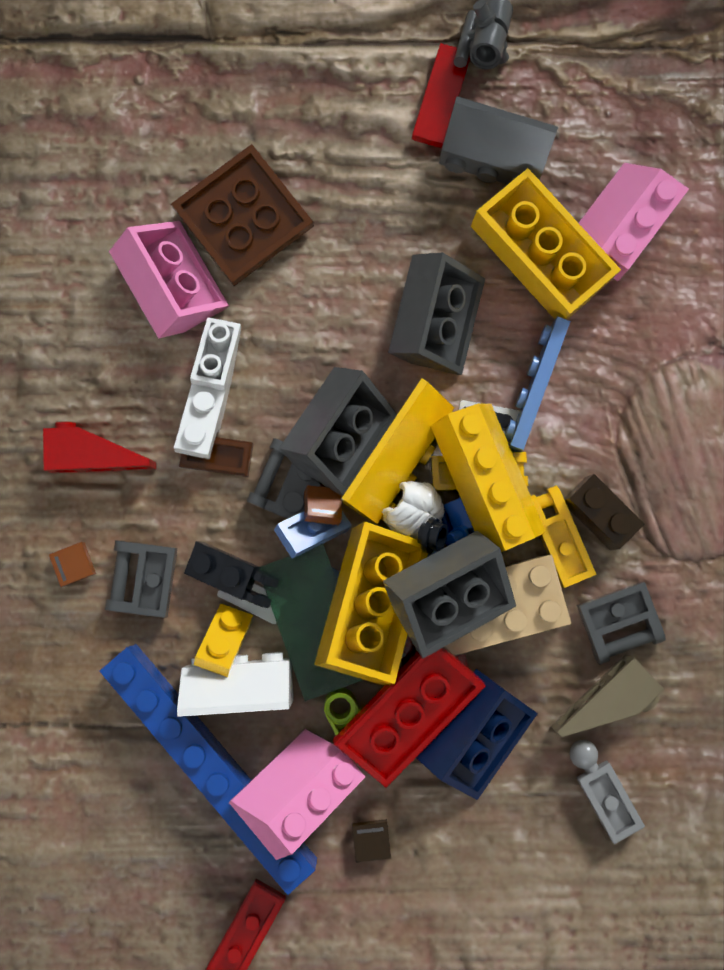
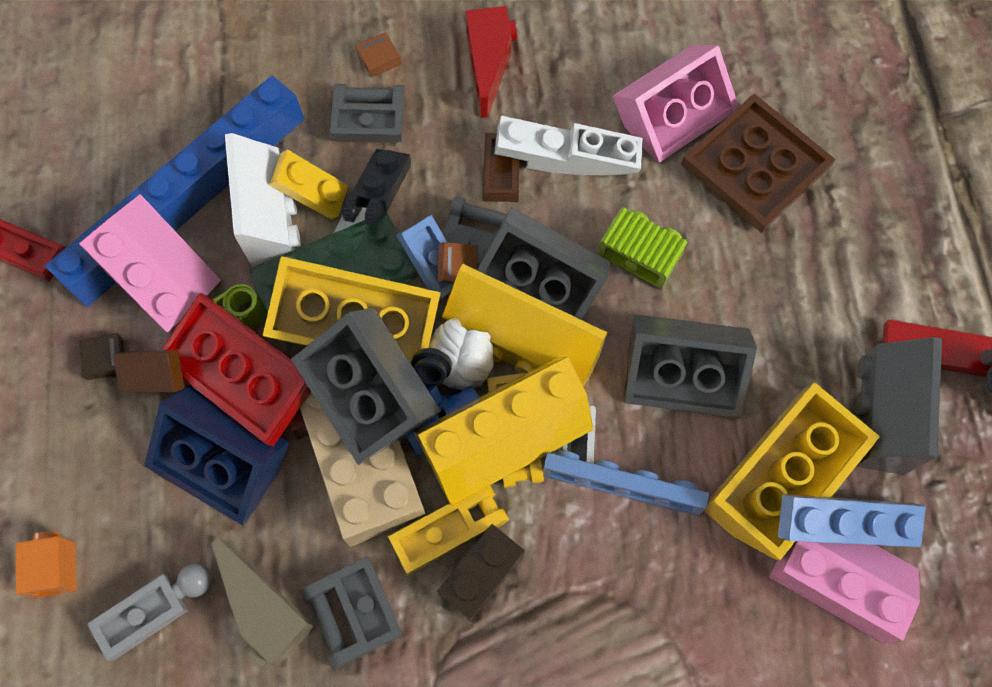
camera: 85 degrees right, 15 degrees down
(320, 335) = (642, 247): none -> lime brick
(399, 794) = (148, 371): none -> reddish brown tile
(562, 882) = (45, 566): none -> orange brick
(593, 207) = (851, 521): none -> medium blue plate

